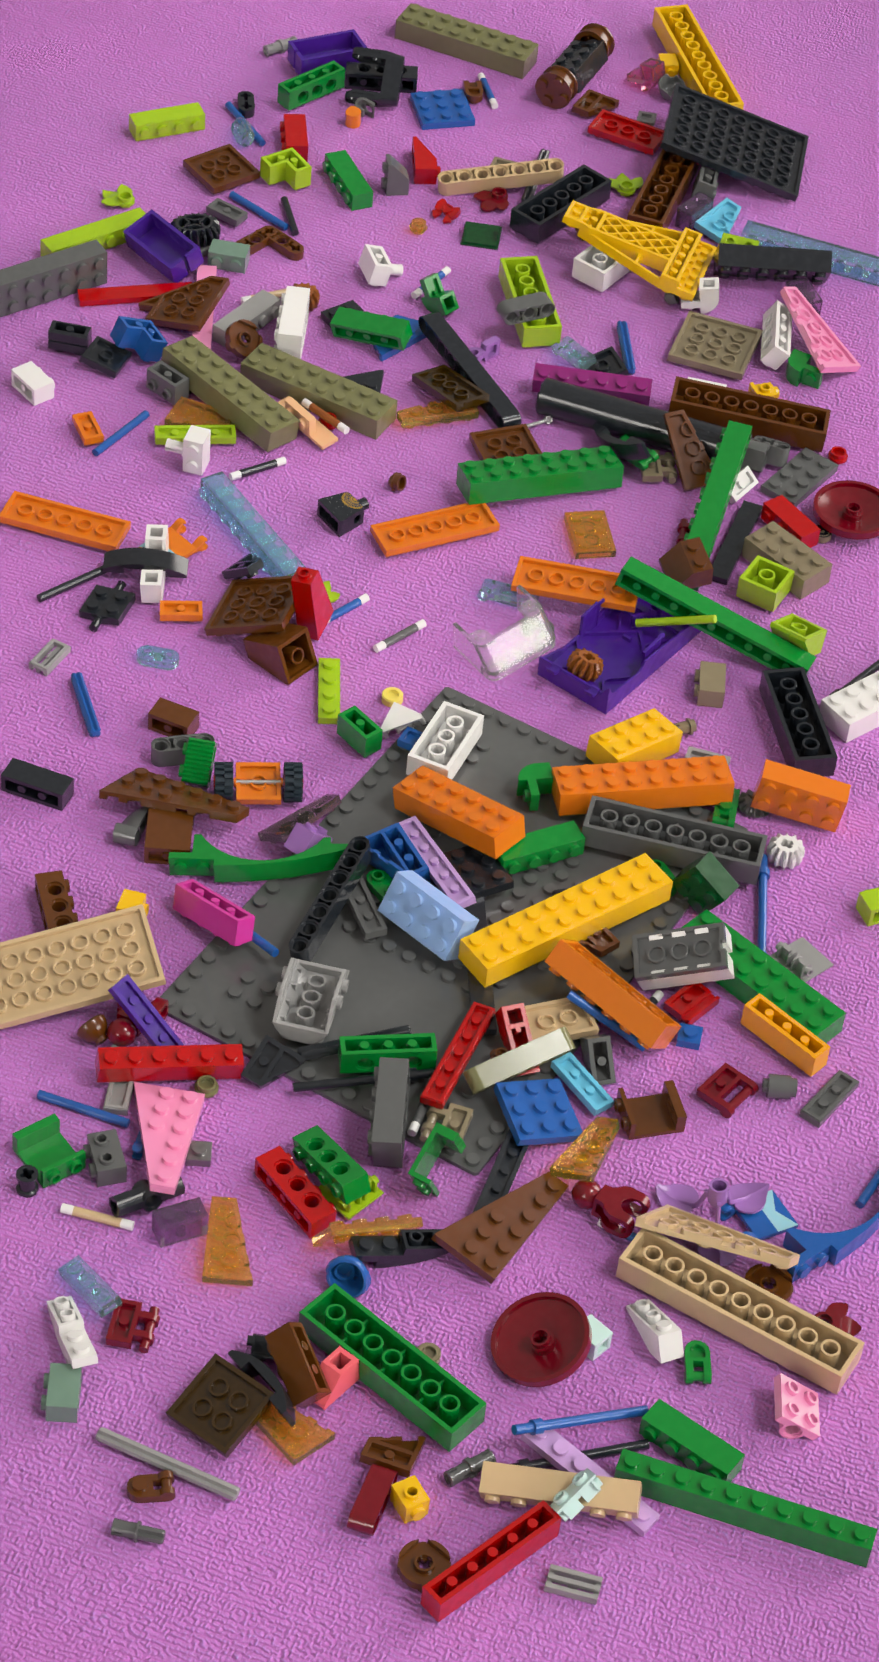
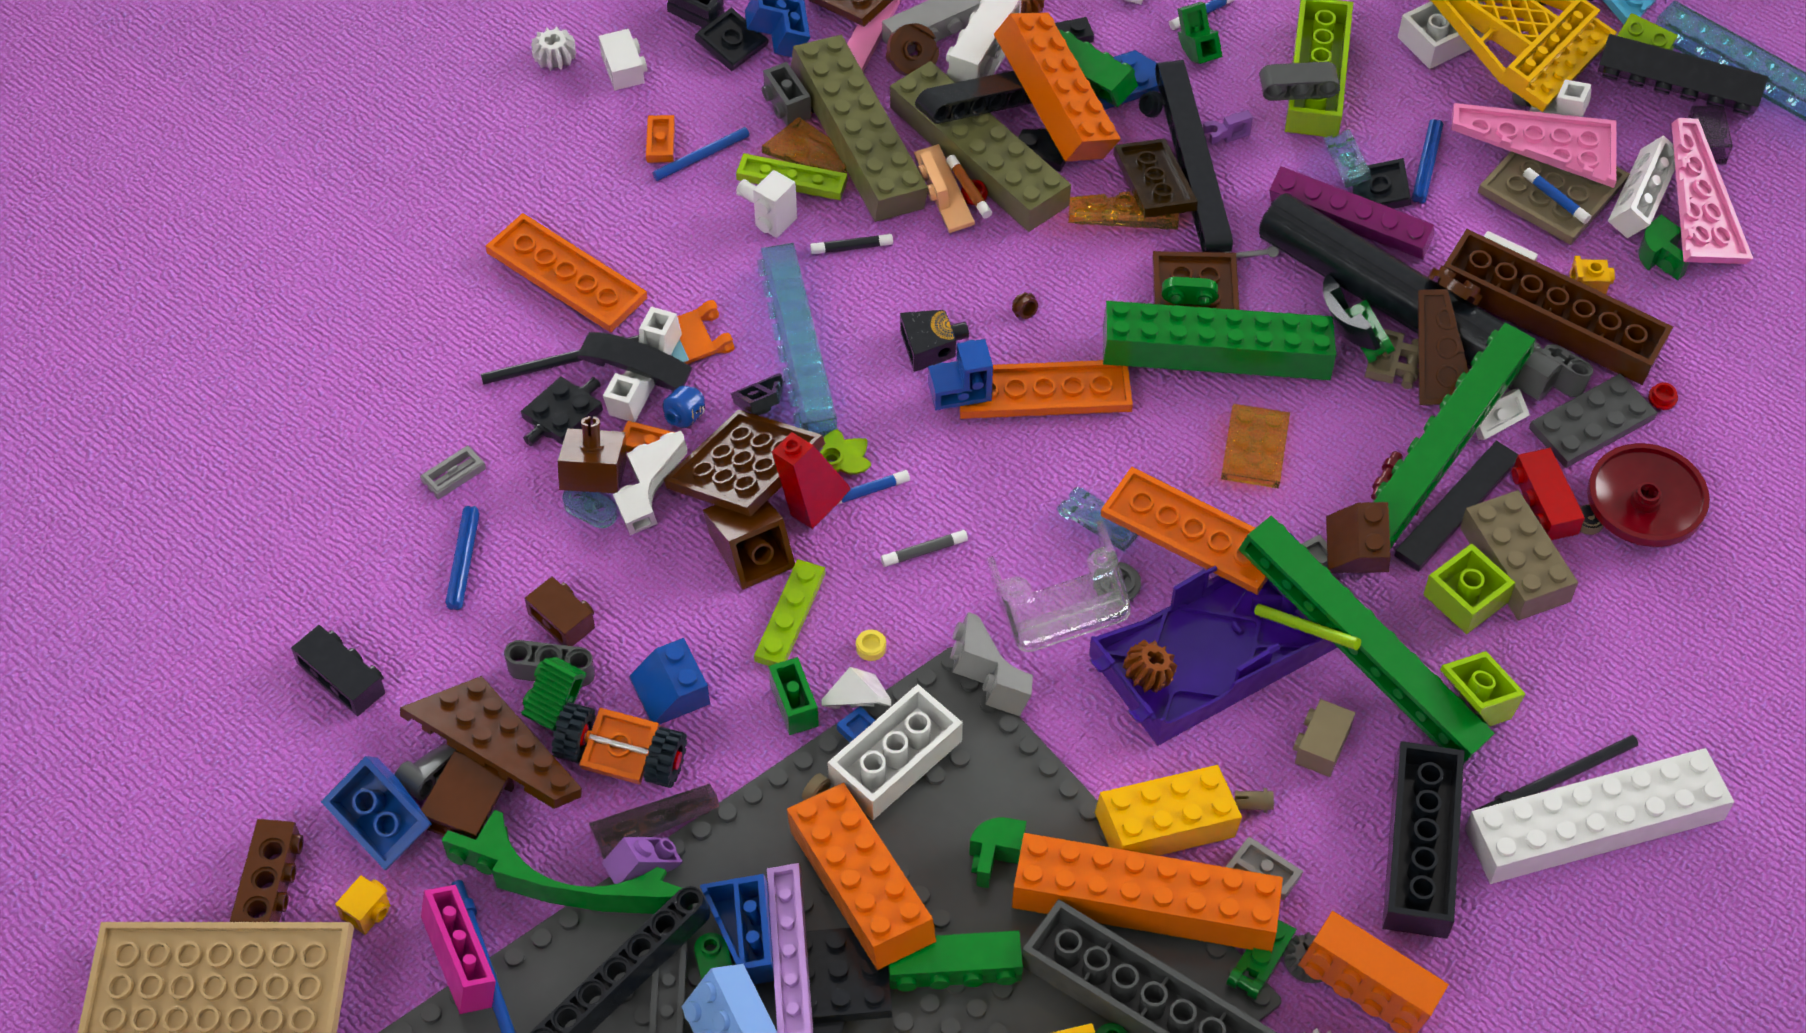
camera: 25 degrees right, 10 degrees up
(115, 852) = (377, 811): none -> blue slope
(150, 624) = (592, 459): none -> reddish brown brick
(191, 623) = (651, 465): none -> white arch
(194, 583) = (684, 405): none -> blue head
(271, 741) = (670, 683): none -> blue slope
(315, 354) = (972, 97): none -> black beam
(360, 341) = (1057, 86): none -> orange brick
(386, 527) = (965, 380): none -> blue brick
(402, 774) = (816, 785): none -> dark tan tile
(424, 345) = (1151, 104): none -> black plate
(472, 686) = (979, 660): none -> light grey arch
(508, 447) = (1190, 291): none -> green plate
(678, 403) = (1463, 290): none -> reddish brown plate
(717, 317) = (1563, 141): none -> bright pink wing
(721, 350) = (1557, 195): none -> blue bar

